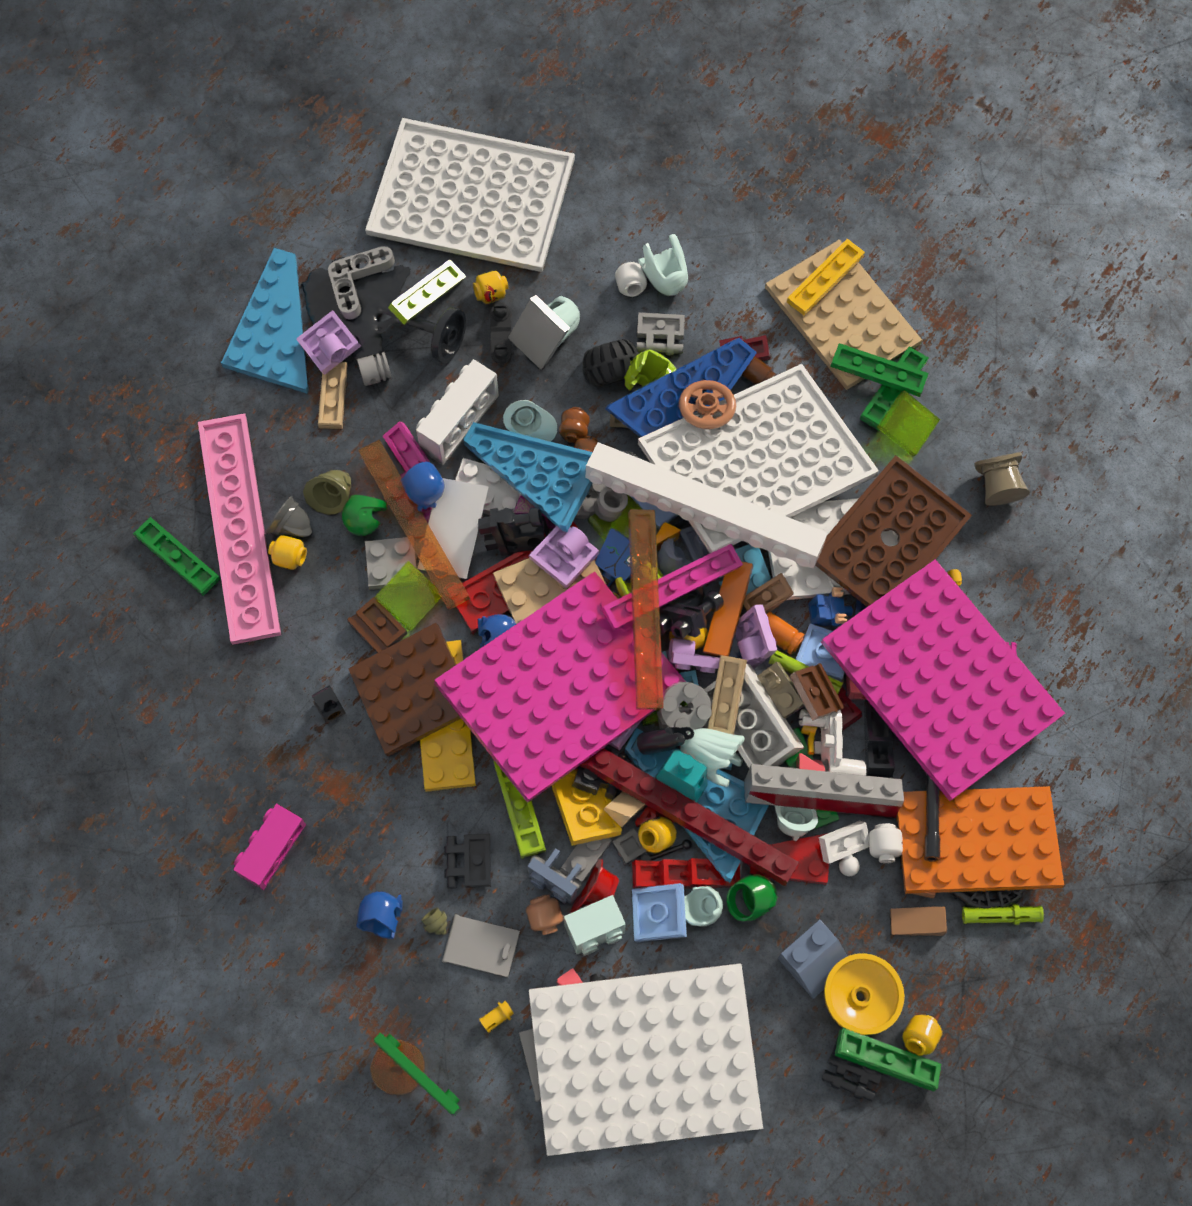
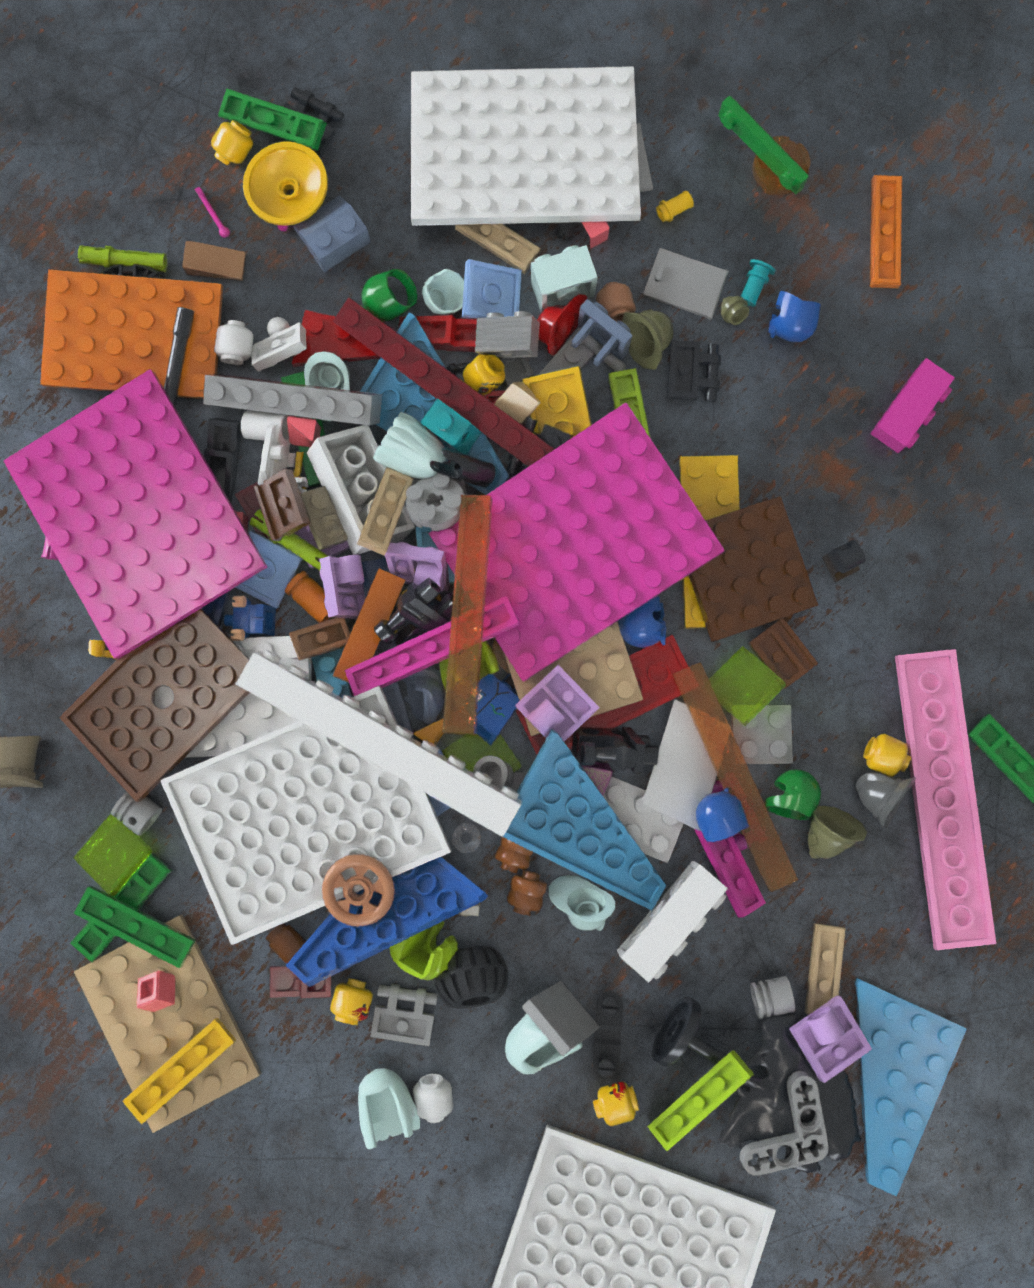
camera: 170 degrees left, 15 degrees up
(295, 1014) = (886, 231): none -> orange tile
(414, 953) = (757, 278): none -> teal pin
(510, 886) = (651, 336): none -> olive piece
(639, 864) = (508, 335): none -> light grey brick
(646, 962) = (502, 243): none -> tan tile
(702, 336) = (351, 1002): none -> yellow head
(854, 328) = (156, 991): none -> coral slope
(894, 447) = (136, 815): none -> light grey piece
(914, 952) = (223, 231): none -> dark pink hinge

